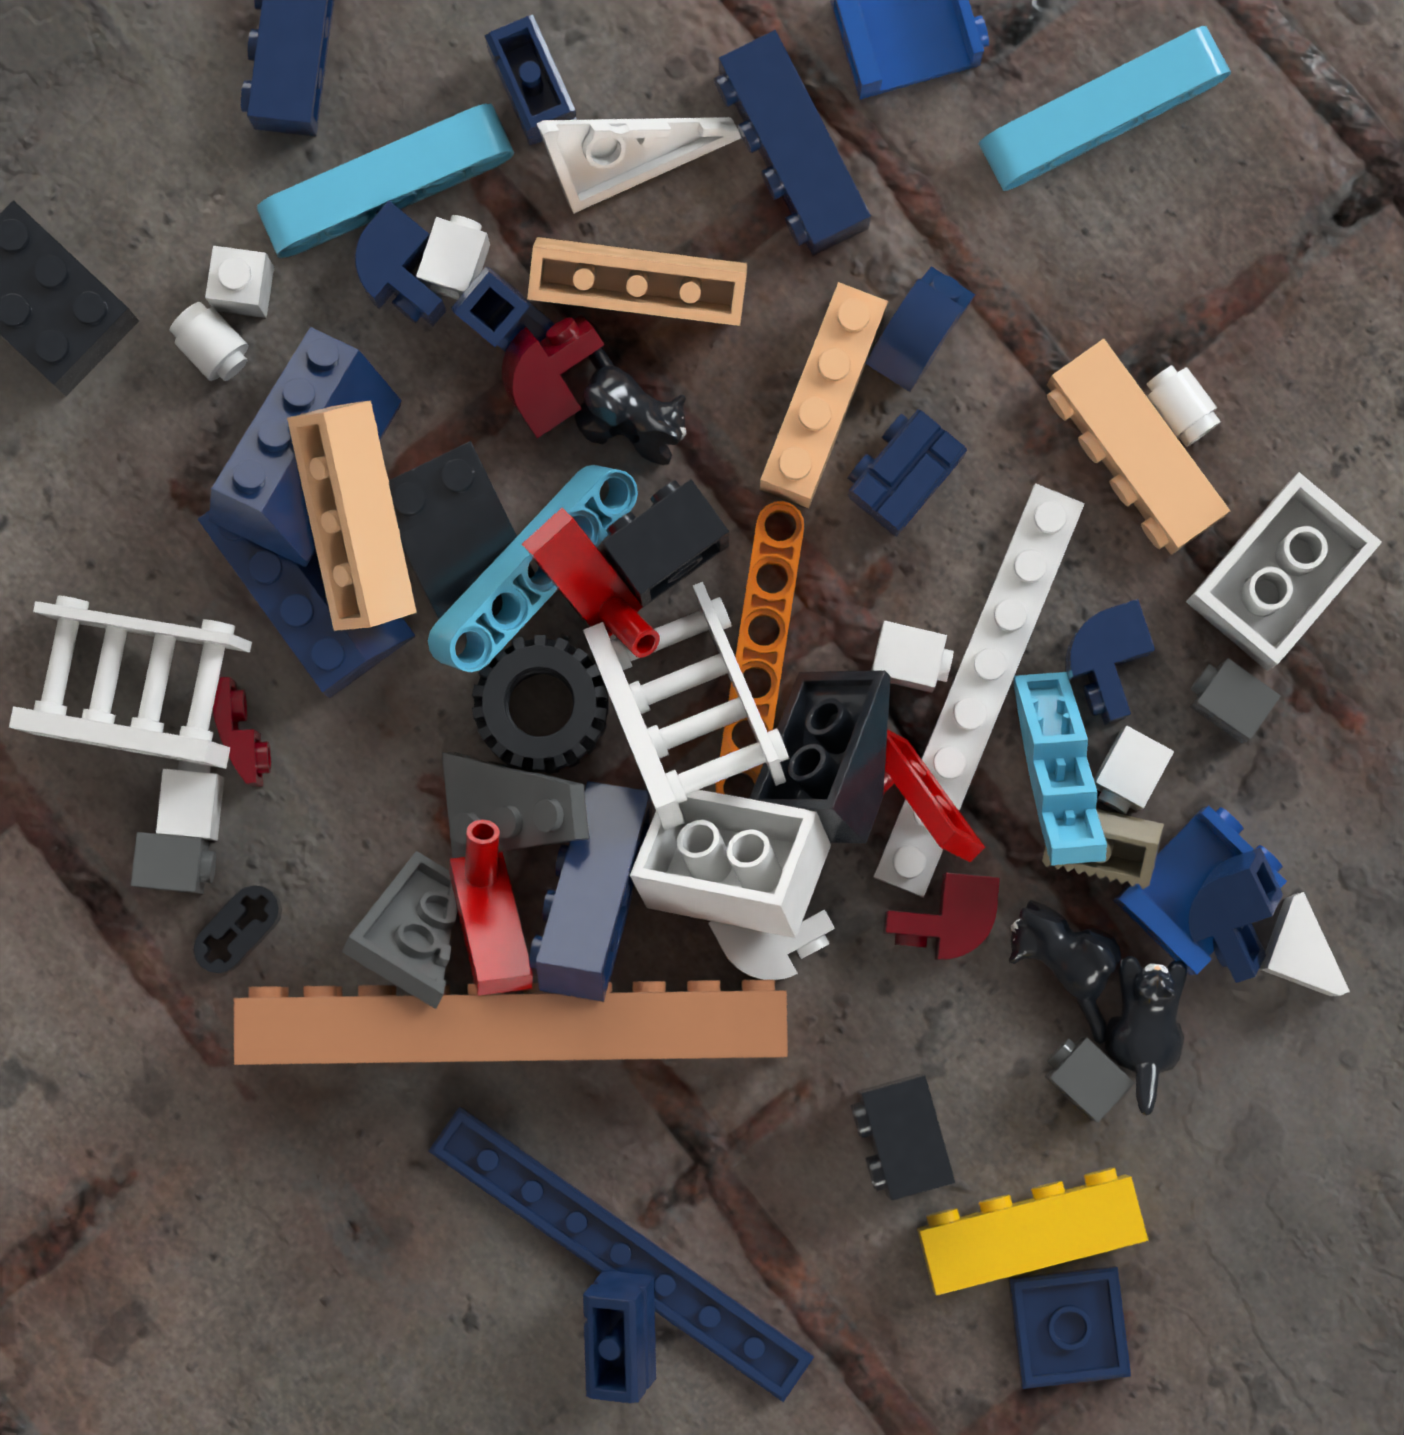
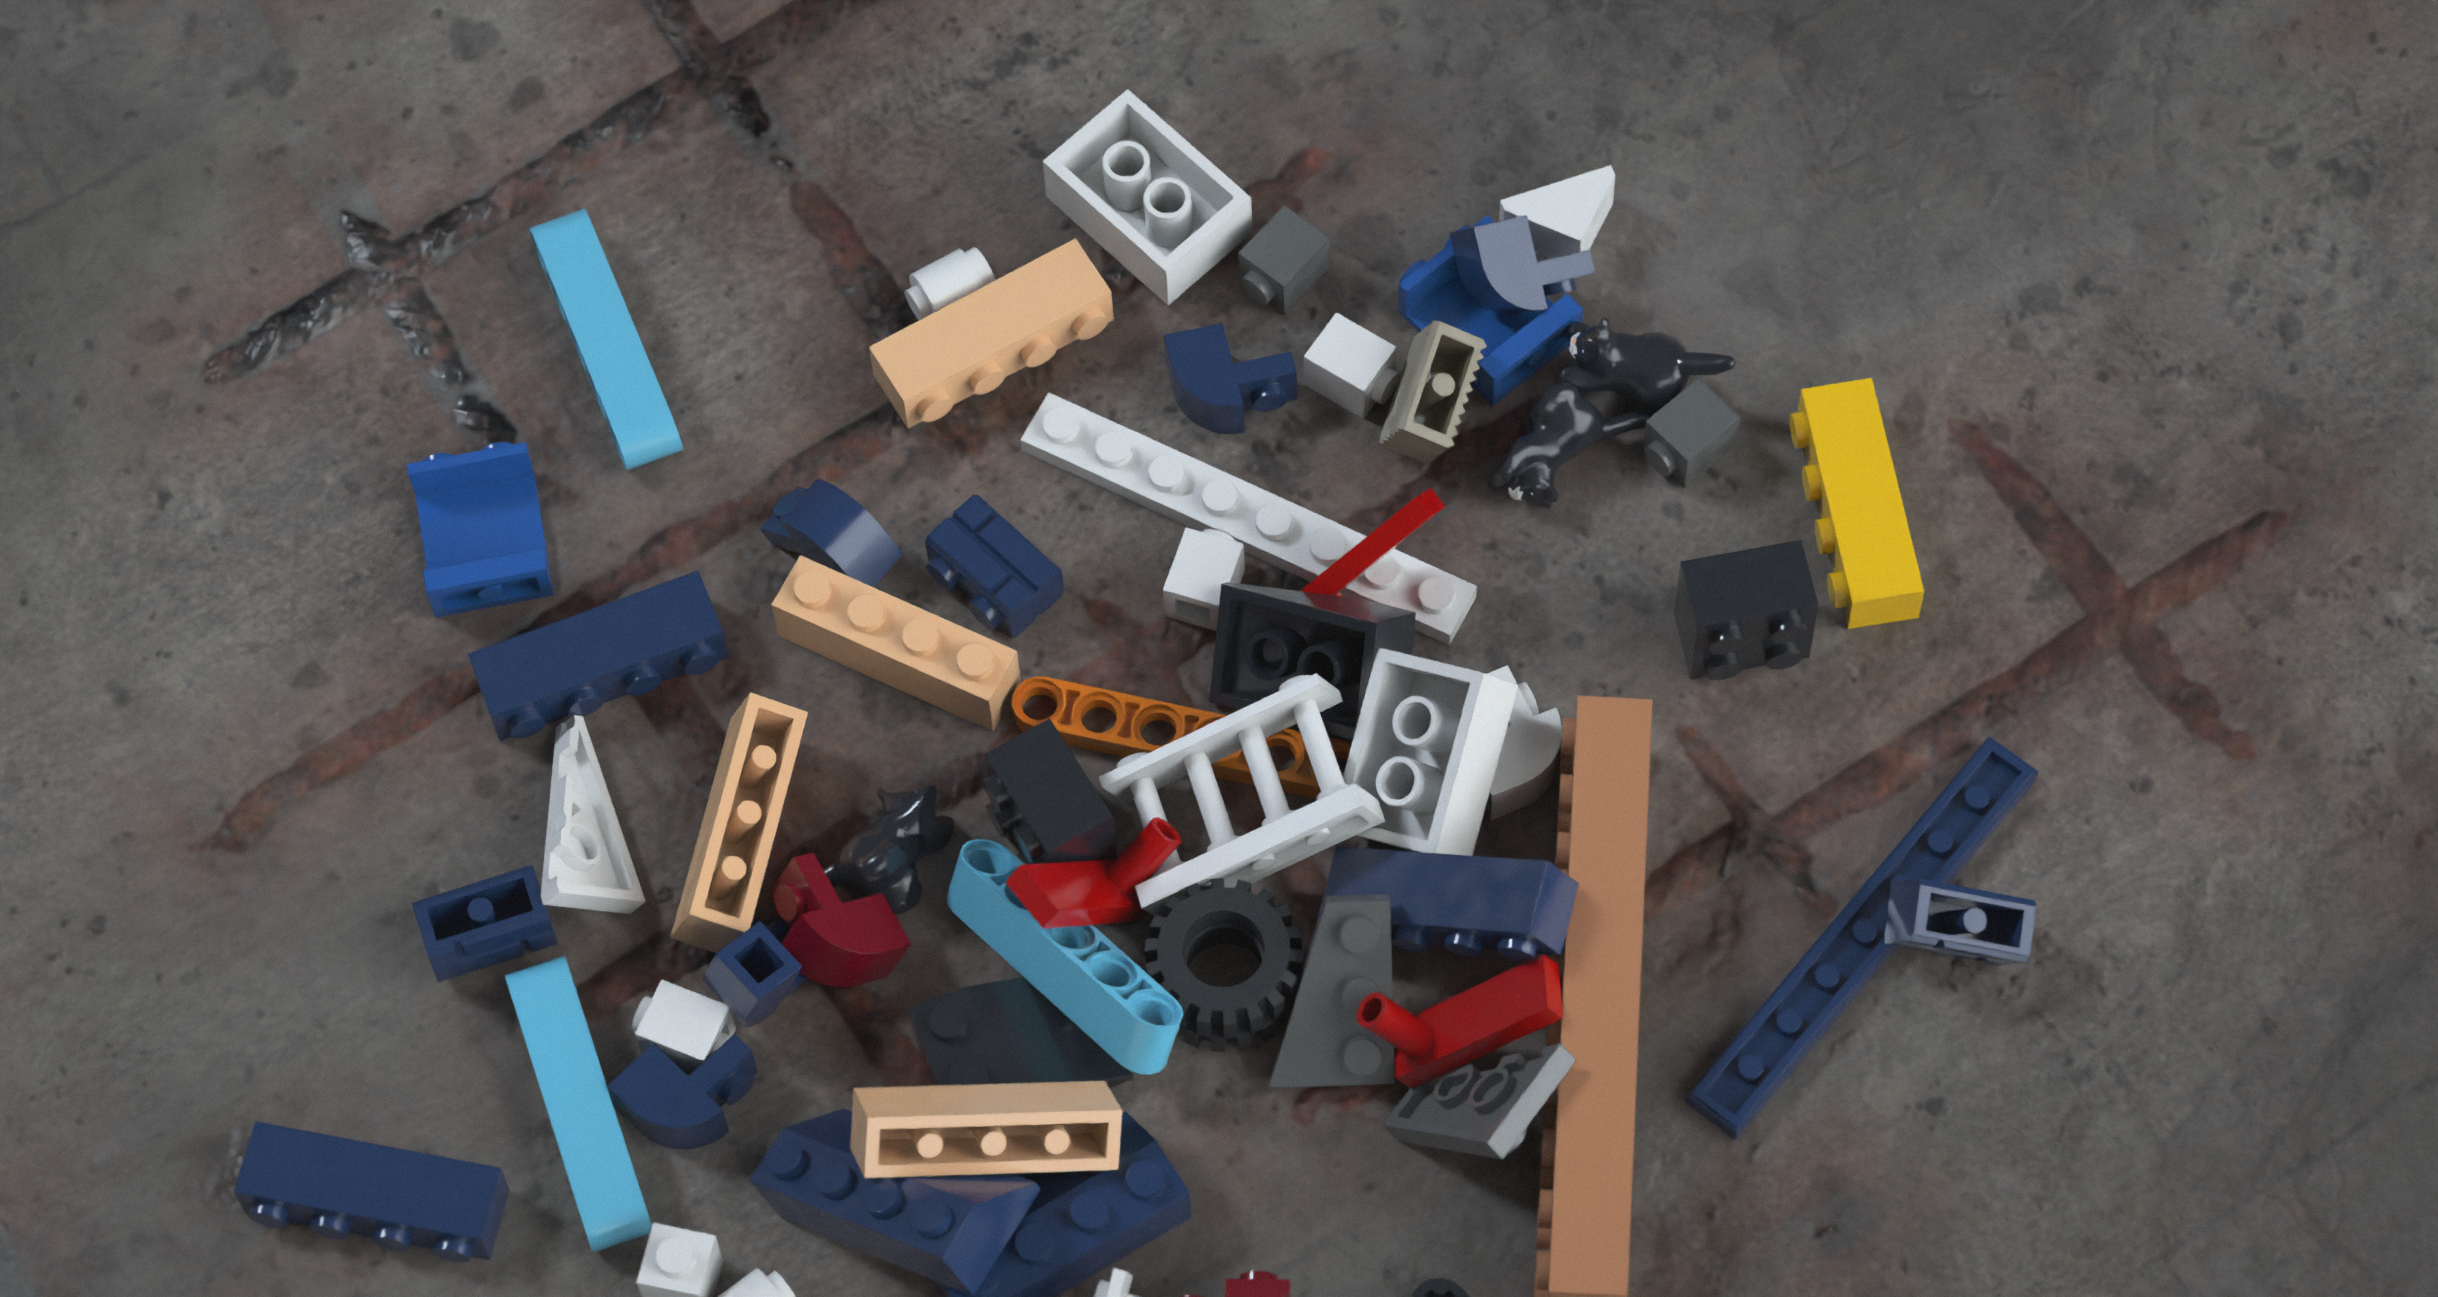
camera: 85 degrees left, 20 degrees down
(963, 920) = (1503, 546): dark red brick -> none
(1059, 768) = (1335, 427): medium azure slope -> none
(1069, 1327) = (1963, 480): dark blue tile -> none

